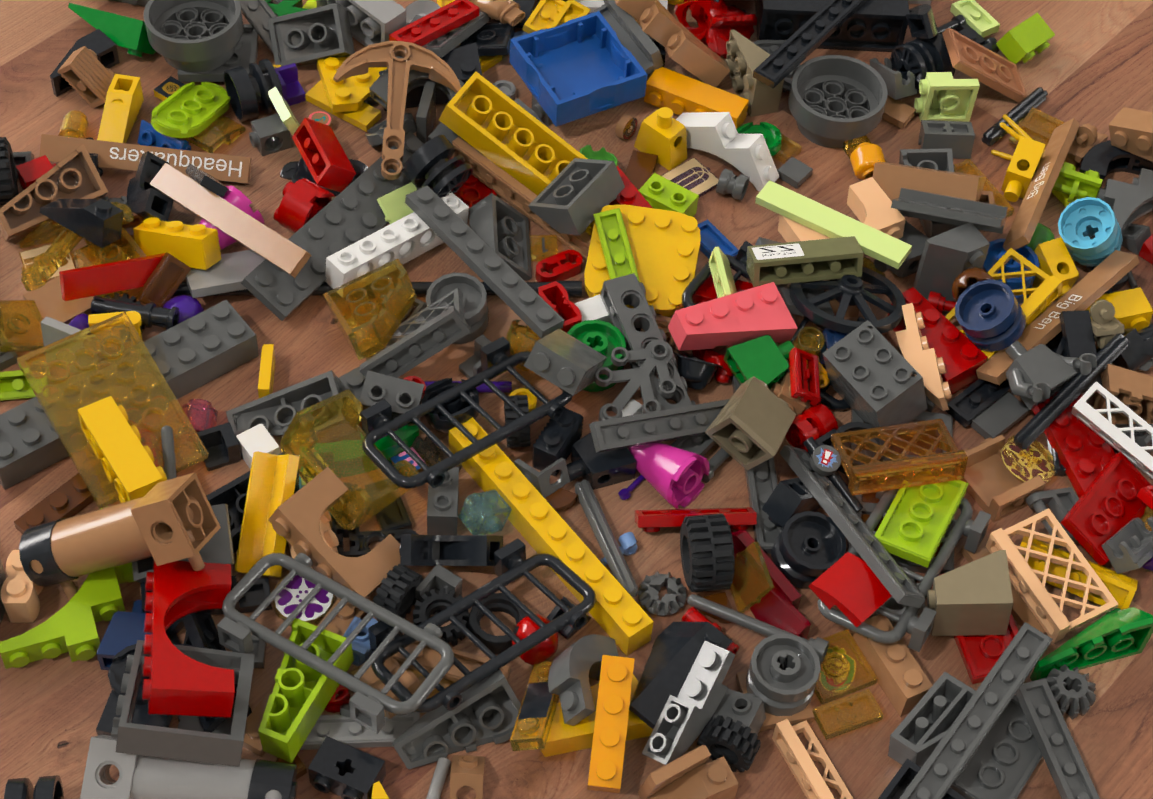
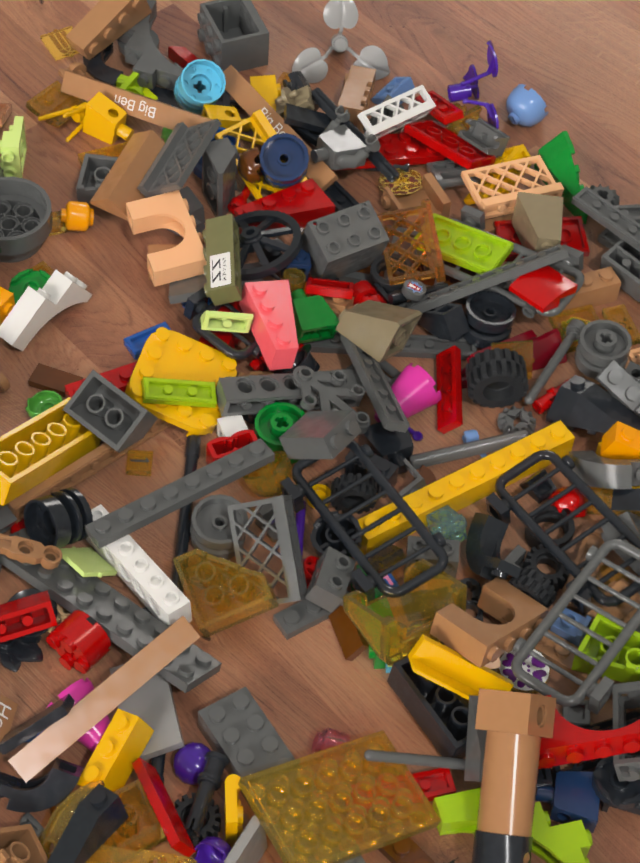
camera: 85 degrees left, 0 degrees up
(120, 449) = (411, 782): yellow wedge -> none
(163, 281) = (163, 771): reddish brown tile -> none
(221, 446) = (360, 723): black panel -> none
(256, 440) = (370, 696): white panel -> none
(267, 370) = (280, 688): yellow tile -> none
(280, 407) = (327, 660): dark grey wedge -> none
(503, 231) = (120, 489): dark grey slope -> none
(558, 267) = (169, 452): red beam -> none
(663, 137) = (23, 353): yellow torso -> none
(669, 196) = (101, 357): lime brick -> none
(693, 177) = (68, 346): piece -> none
(731, 184) = (87, 312): dark grey wheel -> none
(794, 172) = (75, 268): dark grey tile -> none
(833, 223) = (177, 237): yellowish green tile -> none
(922, 358) = (307, 212): light nougat slope -> none
(947, 134) = (55, 161): dark grey hinge -> none
(1000, 416) = (356, 188): dark grey tile -> none
(1017, 114) = (31, 117): black axle -> none

